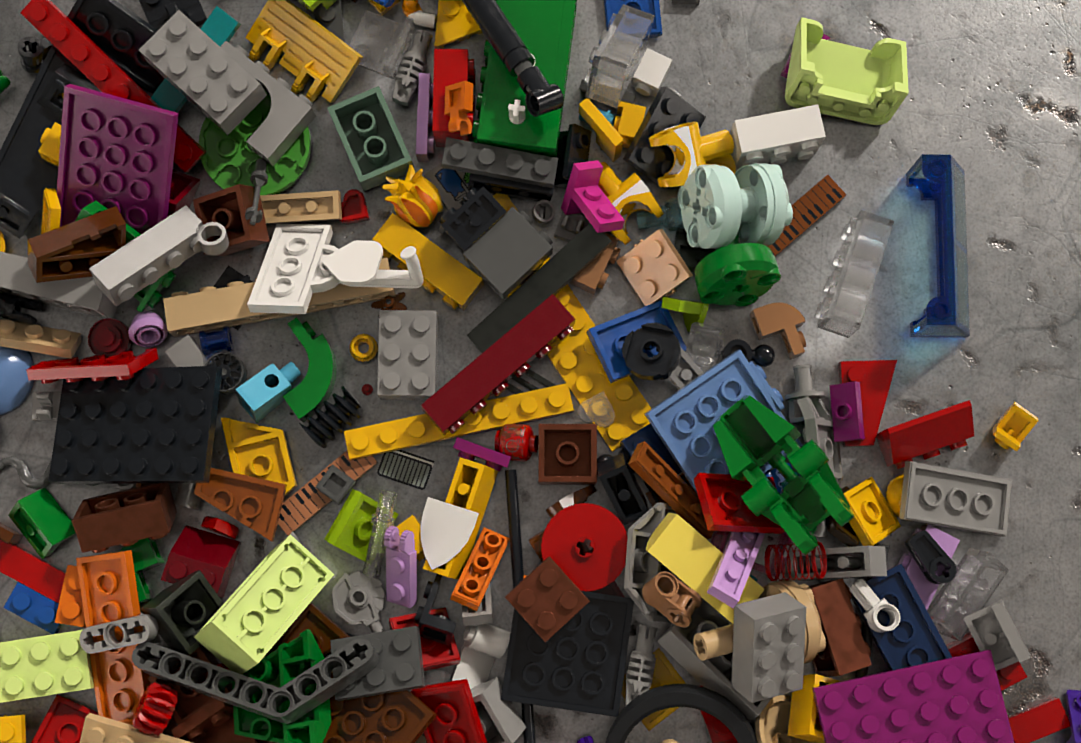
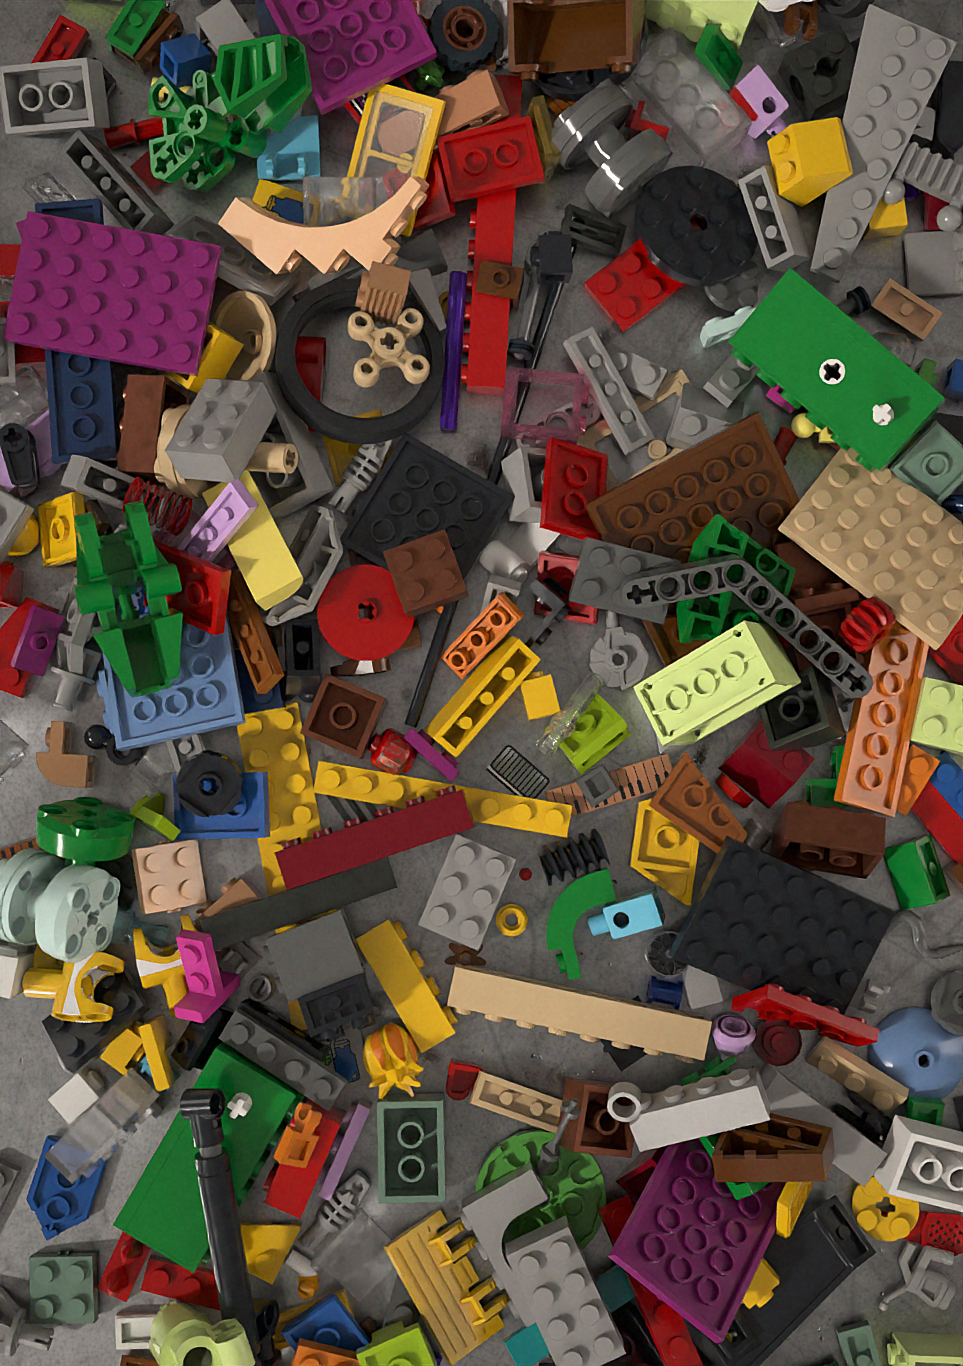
camera: 155 degrees left, 5 degrees up
(129, 637) = (865, 720): light grey beam -> none
(305, 264) = (539, 1032): white plate -> none
(401, 567) = (563, 670): lavender hinge -> none
(445, 531) = (502, 687): white sticker -> none
(597, 410) = (293, 749): clear tile -> none
(672, 599) = (296, 517): medium nougat piece -> none
(873, 605) = (99, 428): white axle -> none

